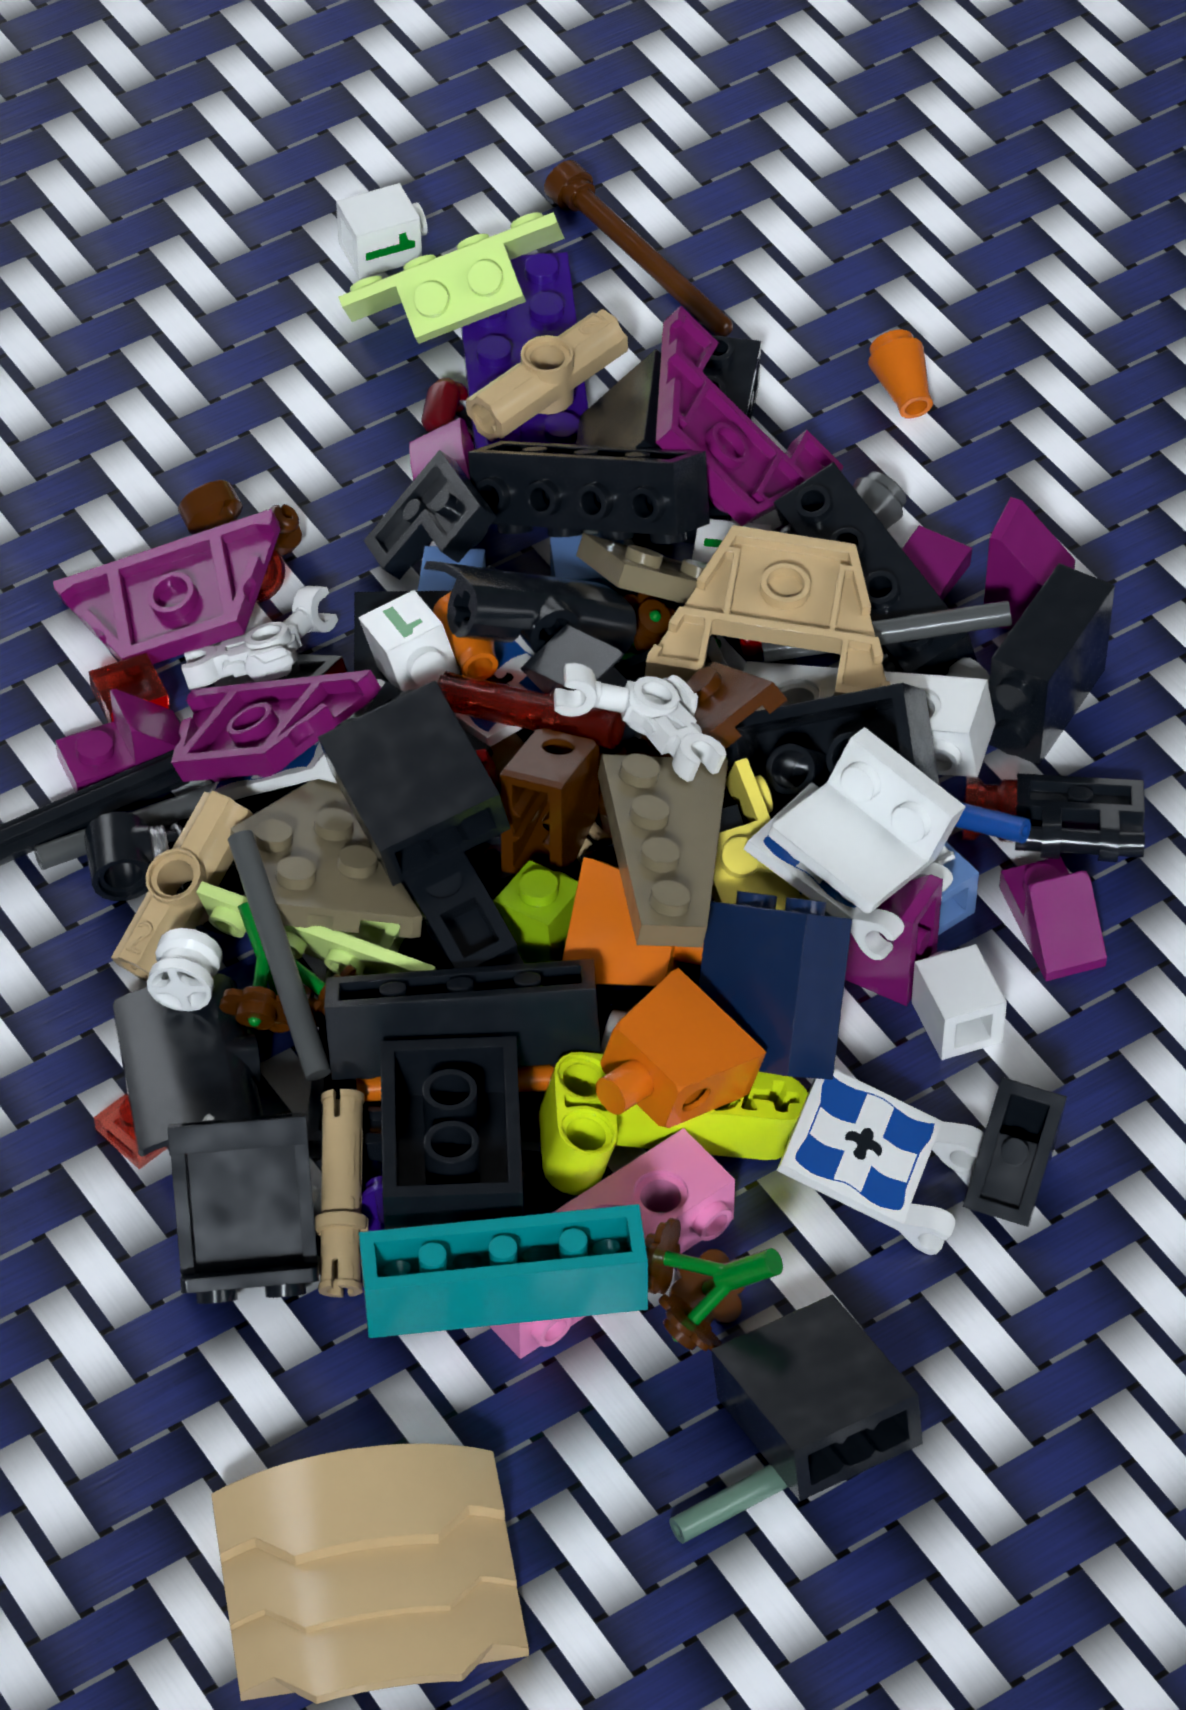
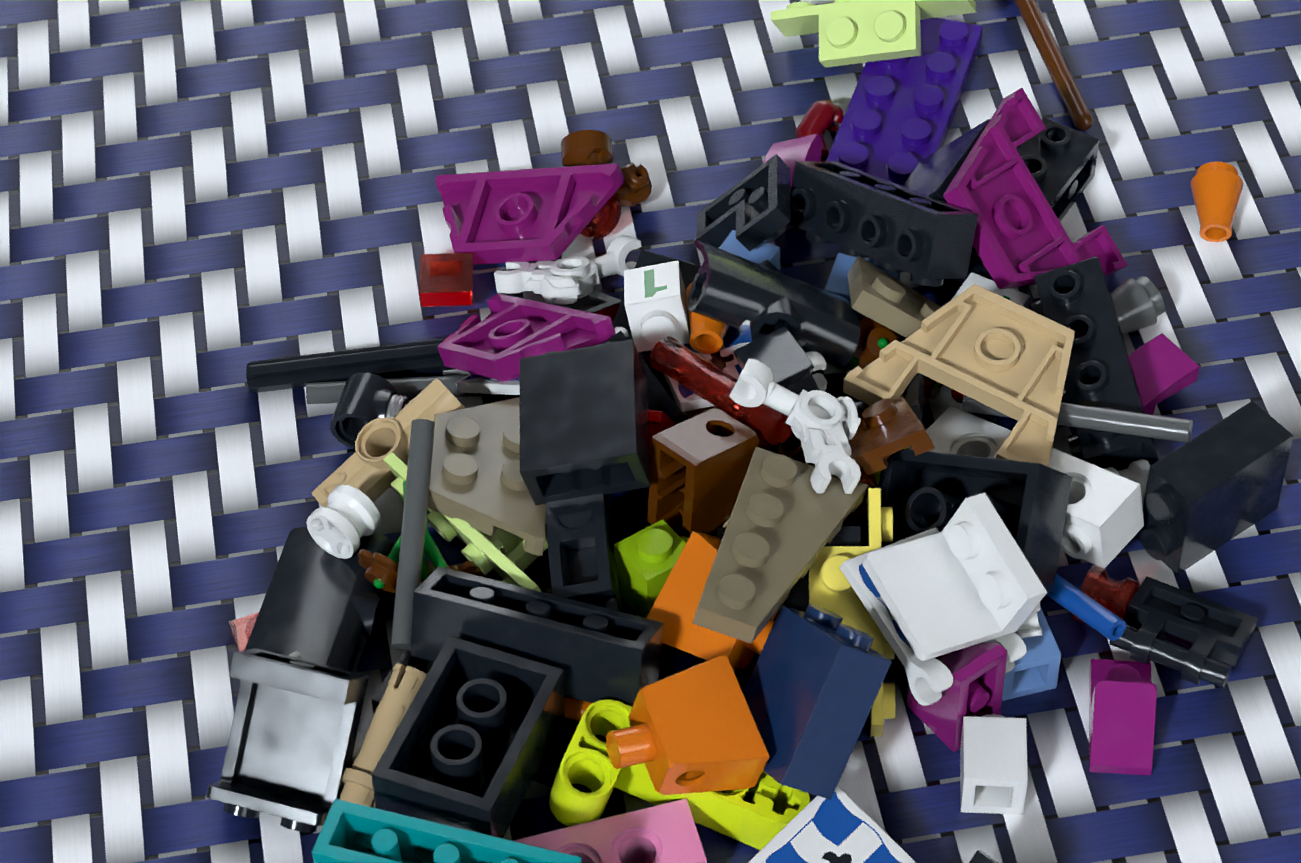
camera: 25 degrees right, 0 degrees up
(135, 736) = (431, 317): magenta slope -> none
(547, 375) = (904, 118): tan piece -> none
(1021, 558) = (1229, 380): magenta slope -> none

